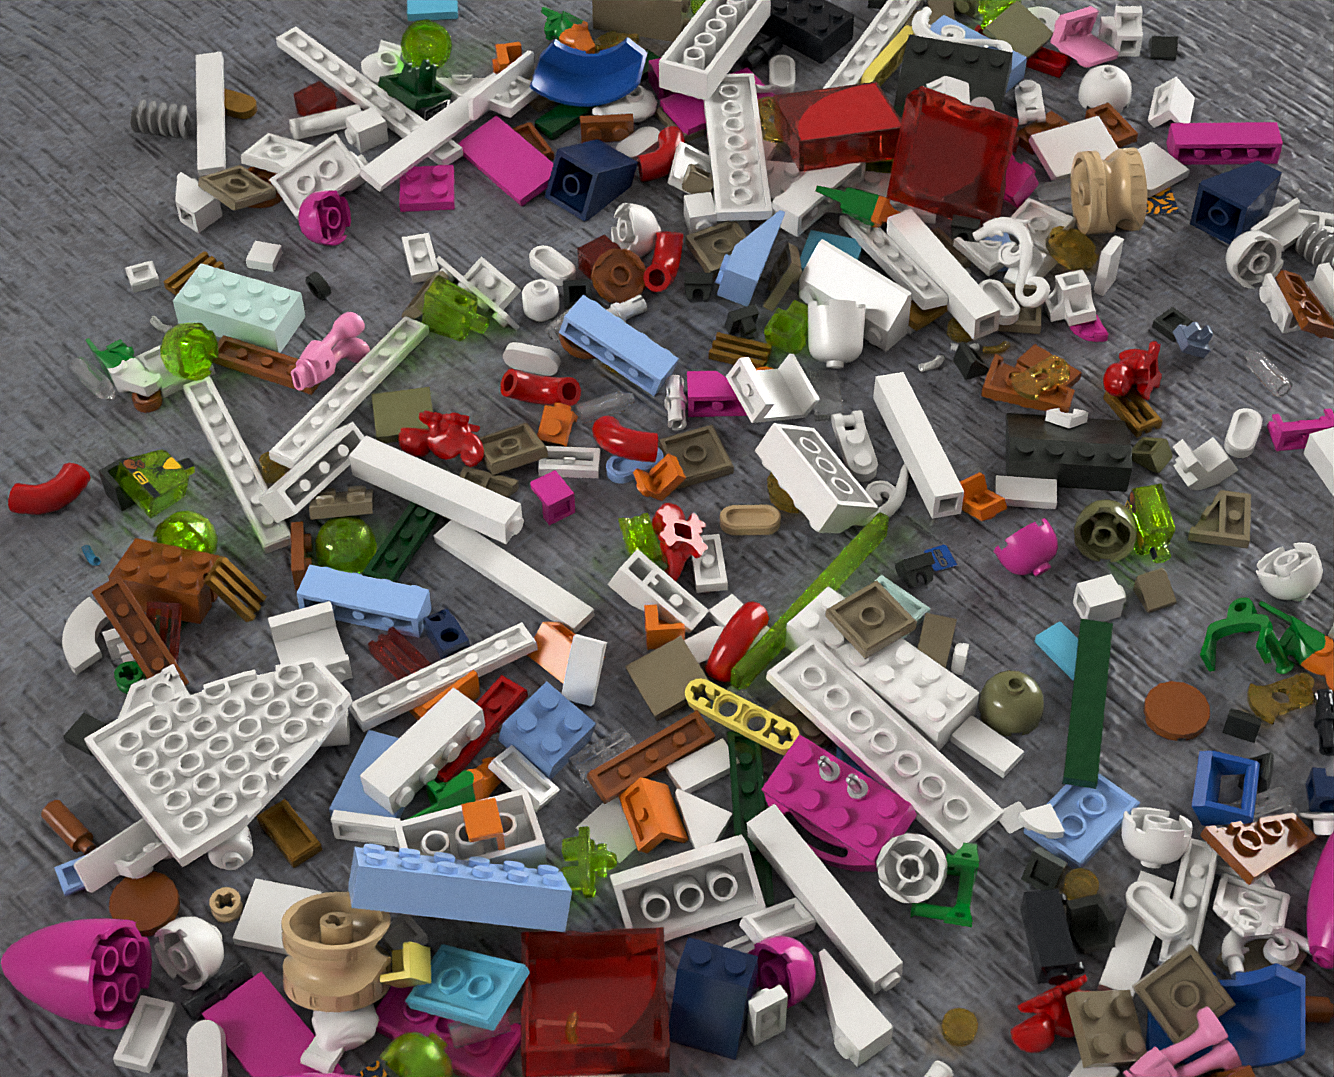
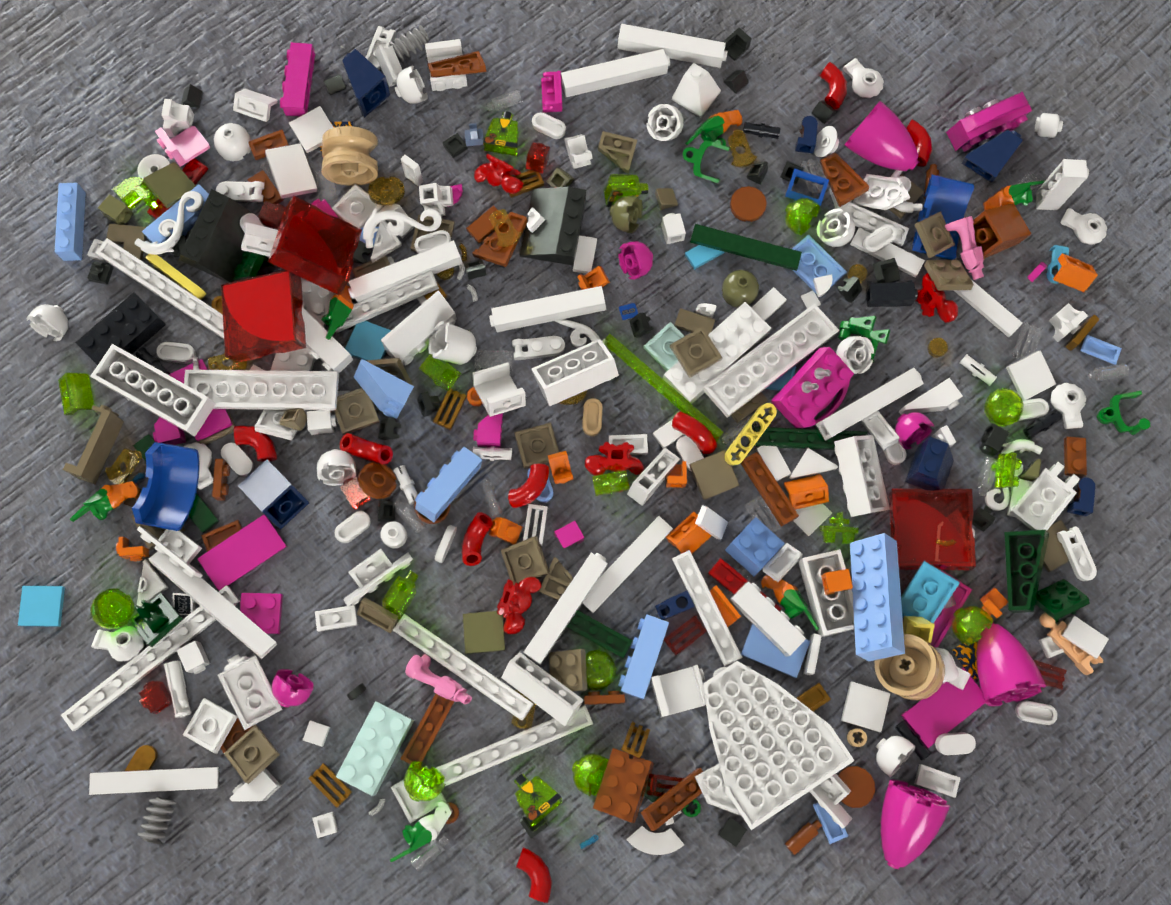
camera: 90 degrees left, 25 degrees up
(1167, 779) = (800, 215): none -> clear neon green cylinder
(1176, 413) = (537, 157): none -> clear red brick
(1205, 373) = (502, 135): none -> clear neon green torso

